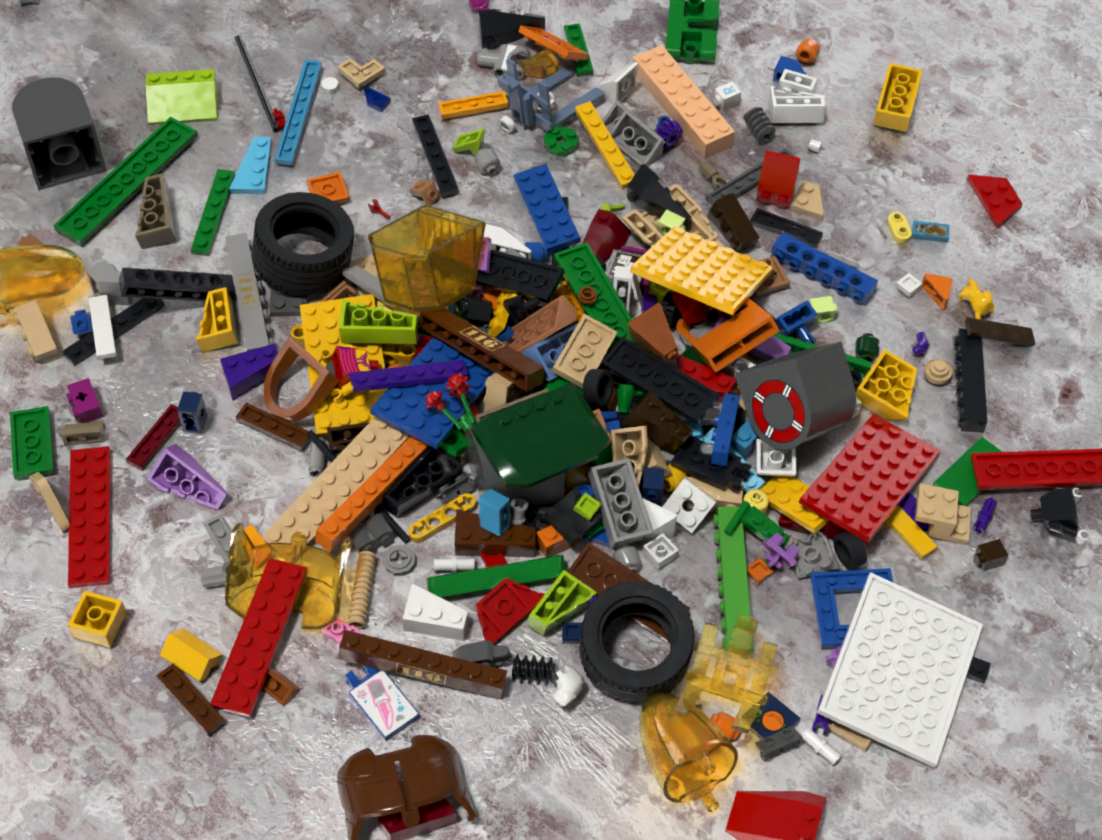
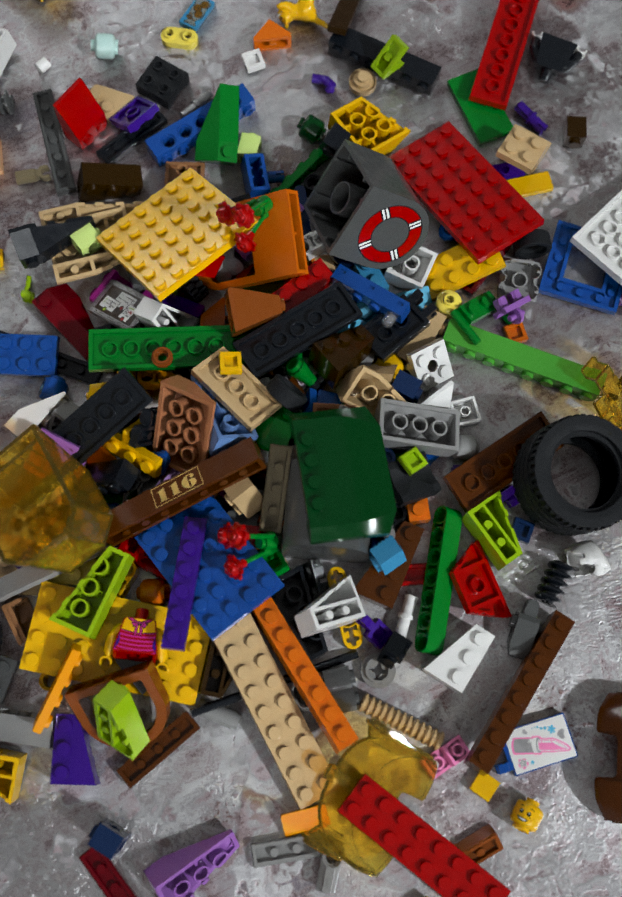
camera: 70 degrees left, 20 degrees up
(284, 376) = (119, 720): none -> lime wedge
(300, 330) = (54, 694): none -> light orange plate
(317, 708) = (526, 815): none -> yellow head
(331, 672) = (484, 786): none -> yellow tile
(419, 560) = (394, 650): none -> black brick
(431, 492) = (332, 609): none -> white wedge
(431, 545) = (376, 631): none -> dark purple plate
(603, 338) = (230, 363): none -> yellow tile
(724, 283) = (244, 217): none -> red plant
(804, 218) = (134, 114): none -> dark purple plate
(825, 279) = (219, 134): none -> green wedge
(848, 229) = (162, 82): none -> black brick
(856, 178) = (104, 46): none -> light aqua head
(858, 358) = (333, 140): none -> black brick
(966, 375) = (390, 57): none -> lime slope

